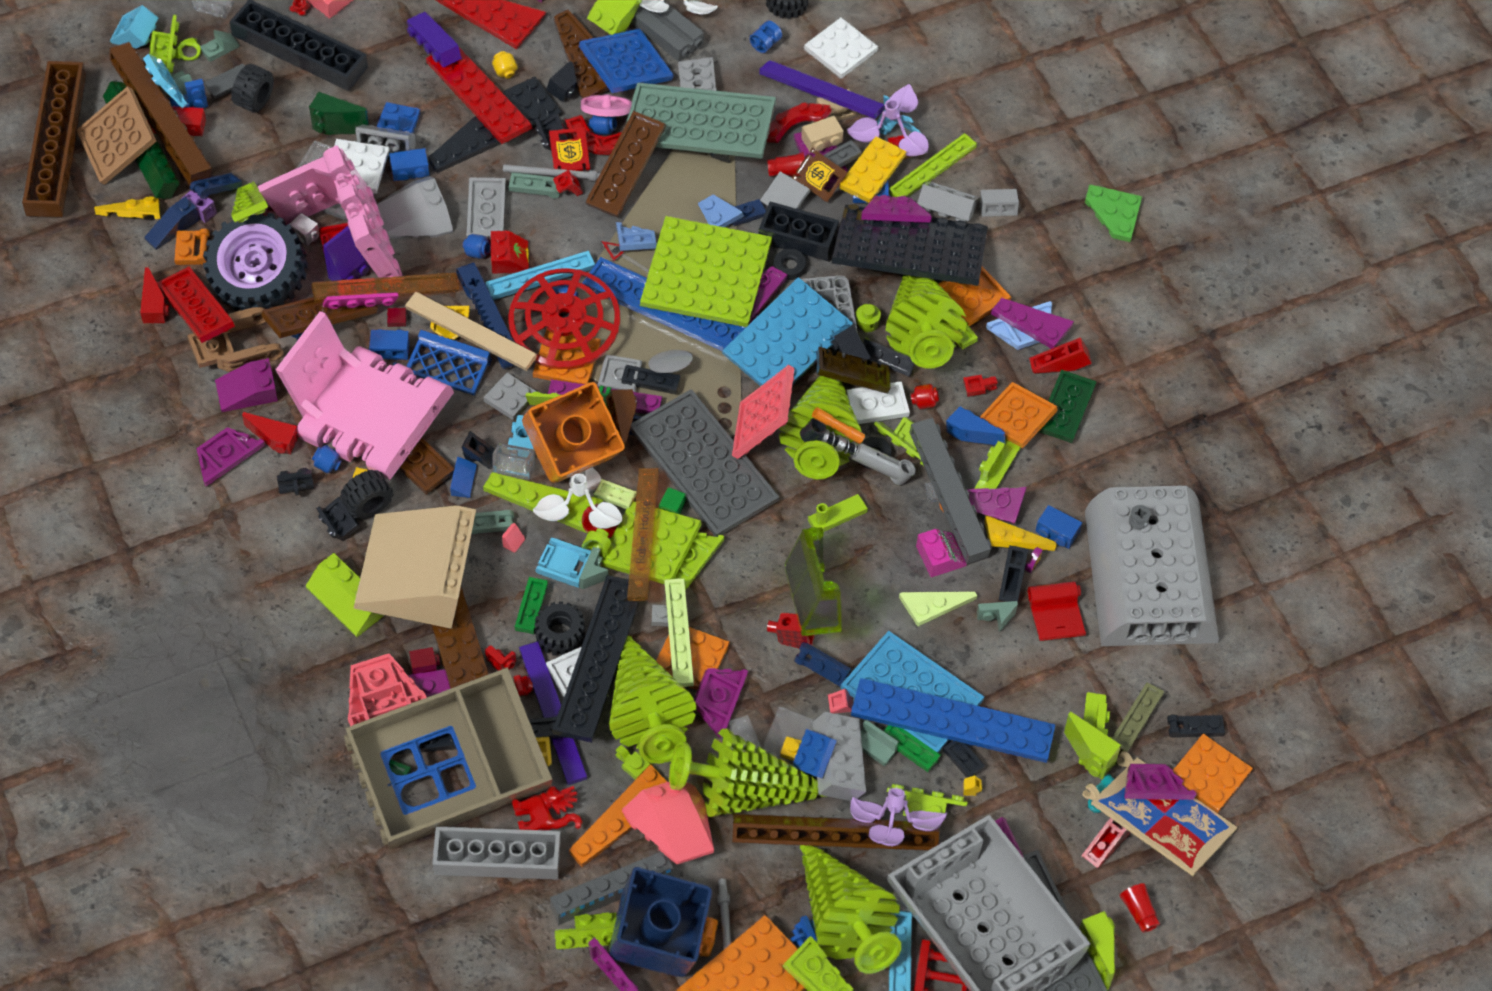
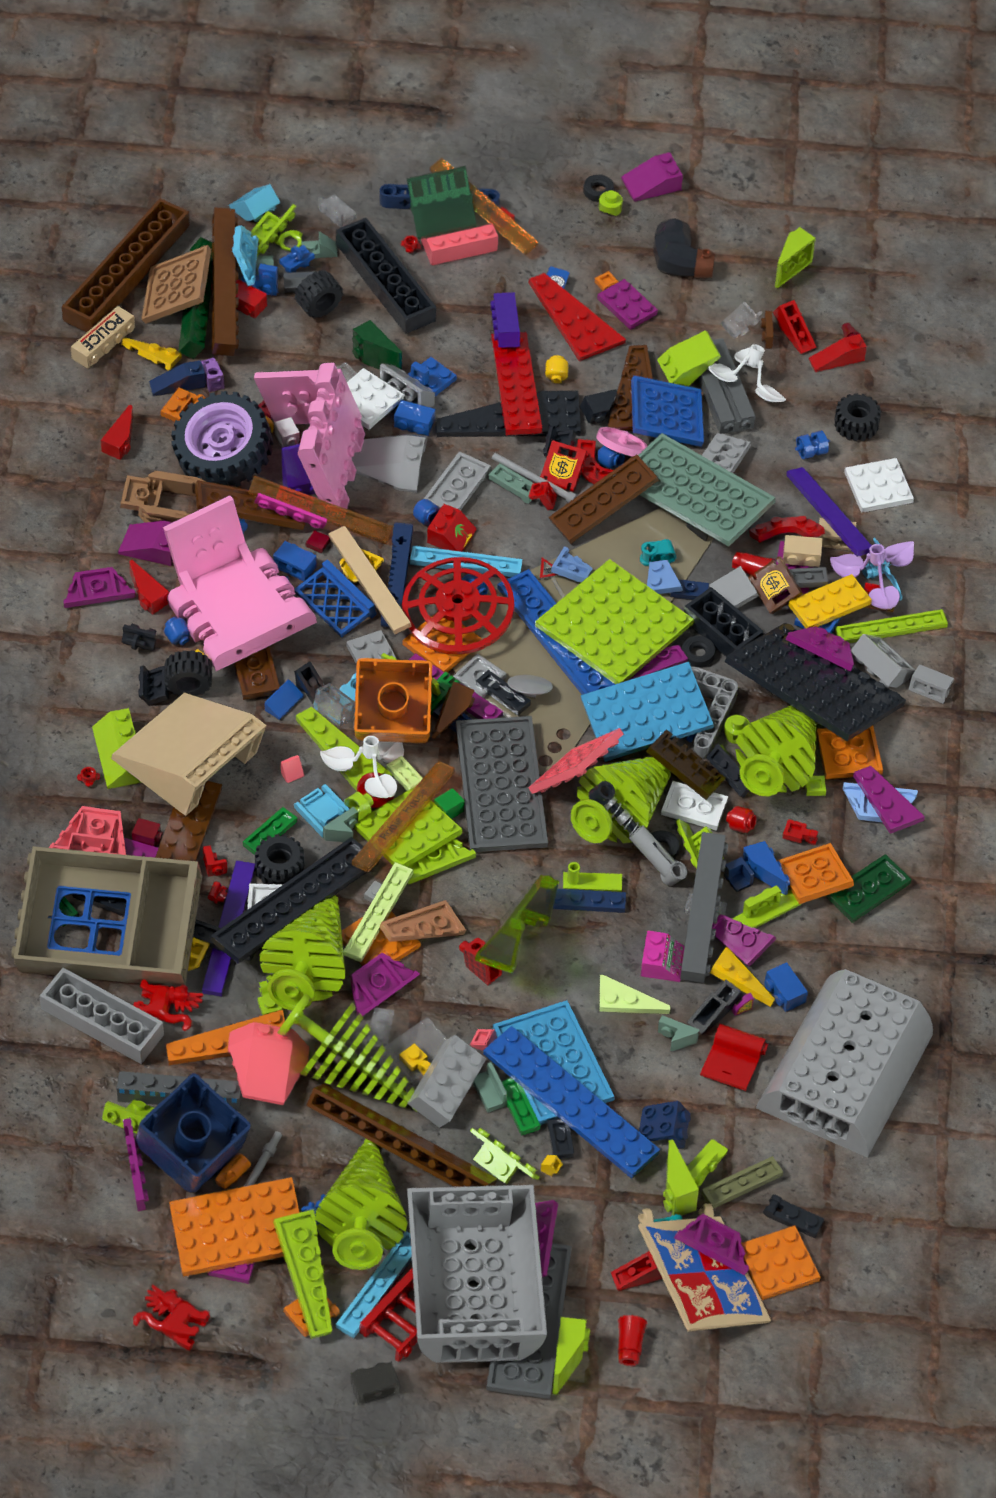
camera: 30 degrees right, 5 degrees down
(76, 215) = (103, 337): none -> tan brick
(195, 304) = (149, 453): red plate -> none
(208, 64) = (297, 258): none -> blue hips
(215, 185) = (234, 362): dark blue plate -> none
(248, 202) = (243, 387): lime wing -> none
(333, 629) = (88, 772): none -> red plate
(489, 521) = (281, 746): sand green plate -> none
(699, 190) = (657, 551): none -> teal piece
(724, 621) = (427, 922): none -> nougat wing
(814, 753) = (423, 1065): blue plate -> none
(822, 664) = (488, 999): dark blue plate -> none
(828, 419) = (635, 809): orange piece -> none
(848, 342) = (696, 739): black slope -> none
(850, 529) = (590, 900): none -> dark blue plate
(889, 836) = (441, 1138): lavender plant -> none
(957, 445) = (739, 874): none -> dark blue panel
(1040, 698) = (665, 1122): none -> dark blue bracket
(1067, 357) = (897, 845): red slope -> none
(1135, 519) = (854, 1009): dark grey wheel -> none

